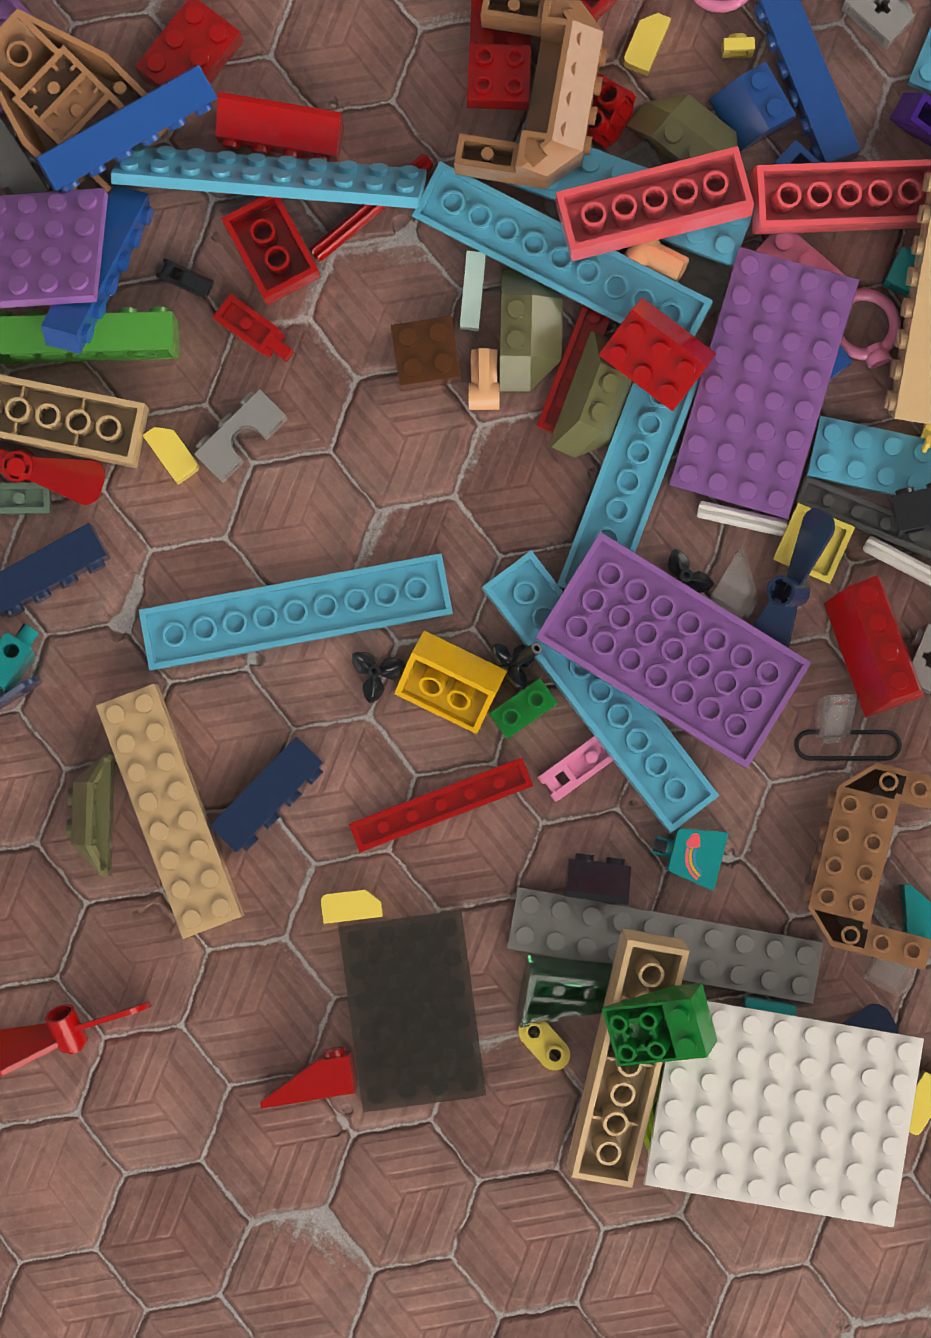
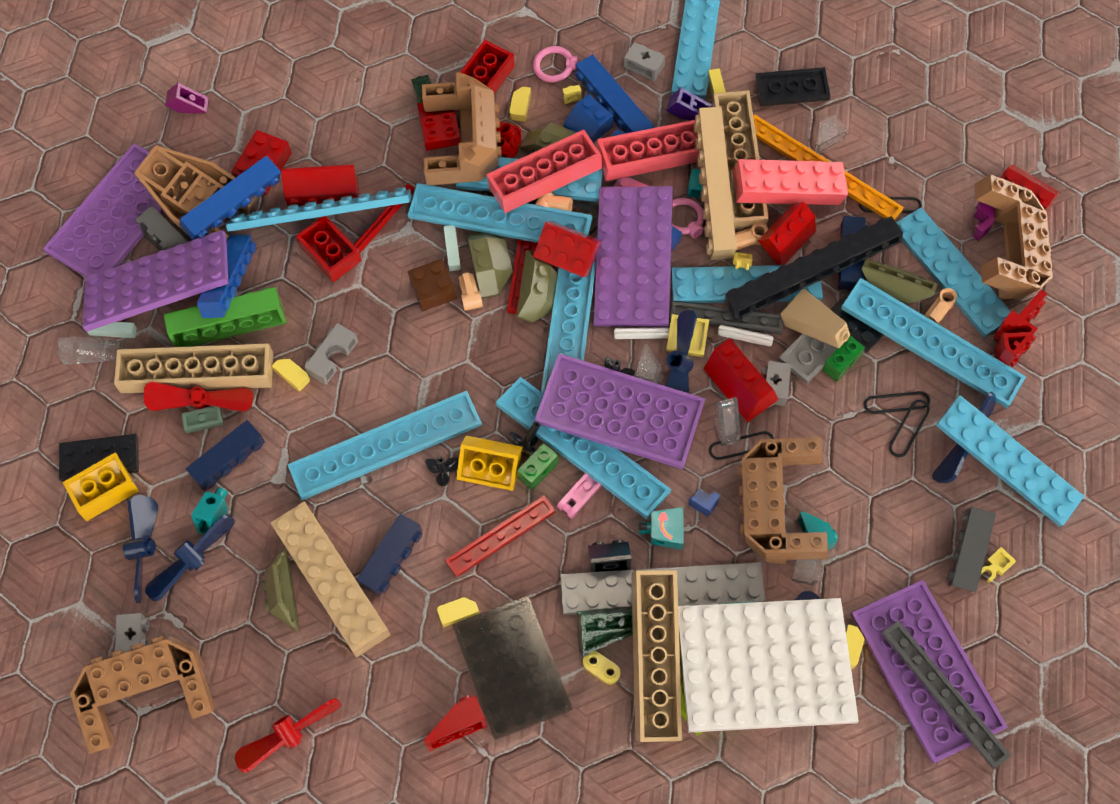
camera: 20 degrees left, 20 degrees down
(188, 281) = (284, 279): black bar -> none
(252, 328) = (327, 295): red hinge -> none
(661, 1026) = (671, 622): green slope -> none
(764, 825) = (704, 502): none -> blue panel

